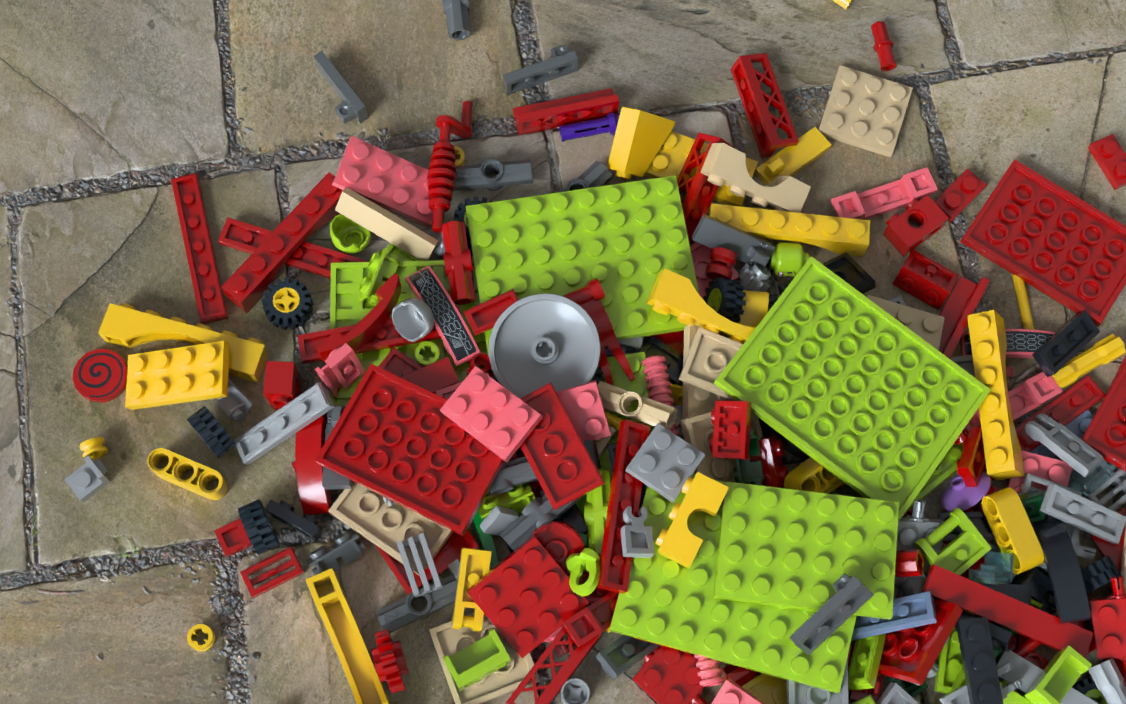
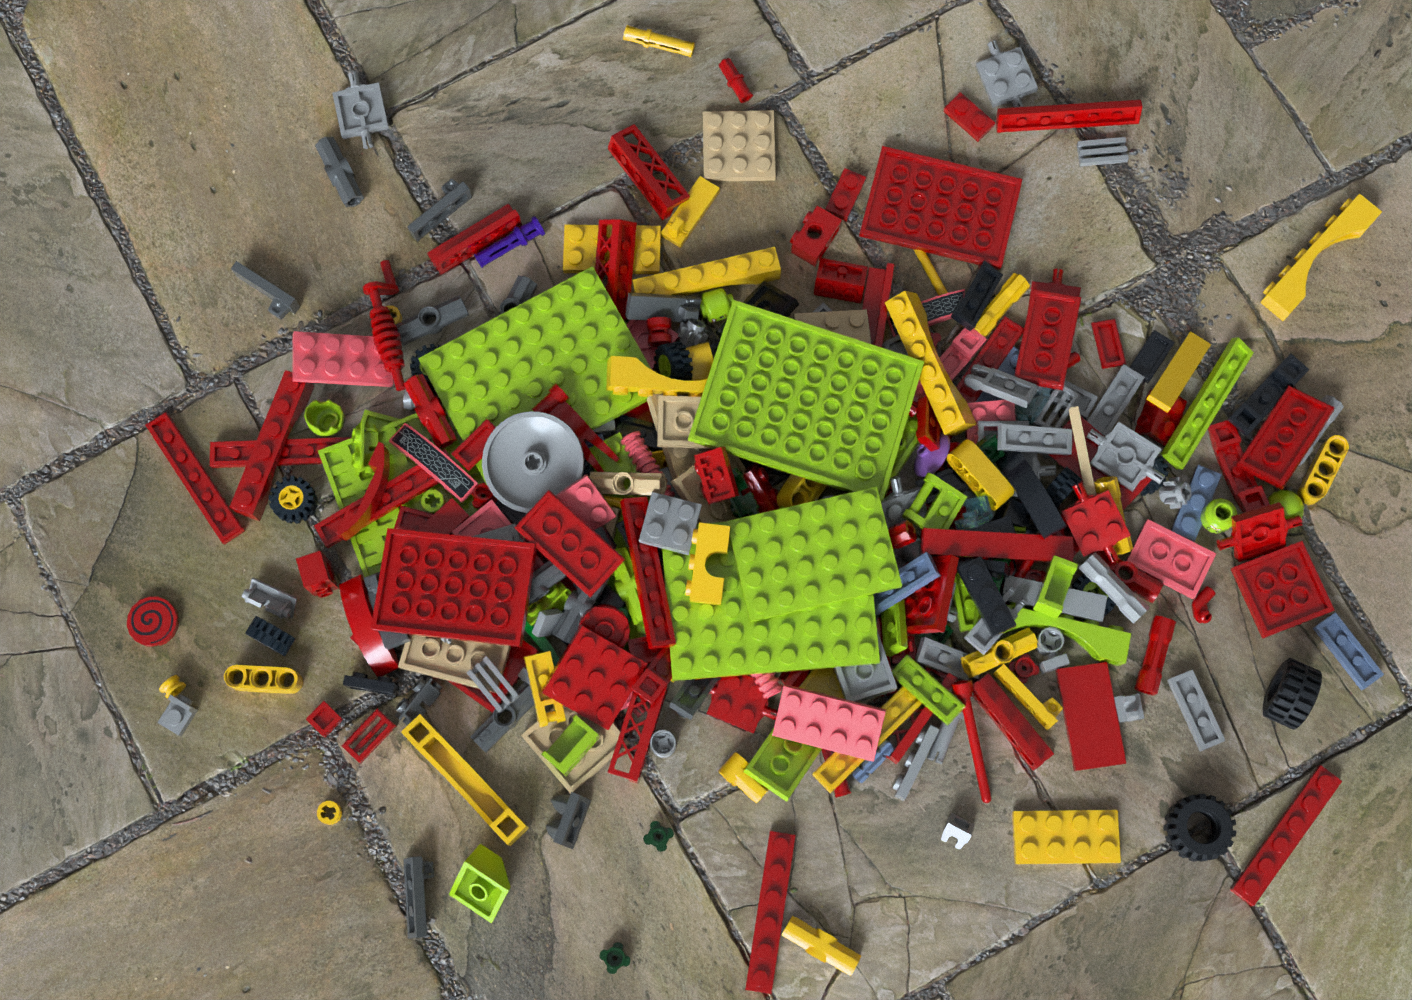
camera: 15 degrees left, 5 degrees up
(131, 328) = (164, 570): yellow arch -> none
(177, 375) = (221, 597): yellow plate -> none
(258, 527) = (343, 702): black wheel -> none
(284, 423) = (330, 606): light grey tile -> none
(341, 369) = (363, 541): coral plate -> none
(386, 225) = (354, 399): tan tile -> none
(389, 661) = (497, 773): red gear -> none
(413, 319) = (409, 476): light grey hair -> none
(491, 414) = (507, 535): coral plate -> none
(576, 564) = (626, 635): lime piece -> none
(635, 537) = (667, 595): light grey plate -> none
(637, 142) = (548, 246): yellow slope -> none
(728, 167) = (635, 243): tan arch -> none
(849, 598) = (860, 583): dark grey hinge -> none
(885, 197) = (782, 219): coral slope -> none

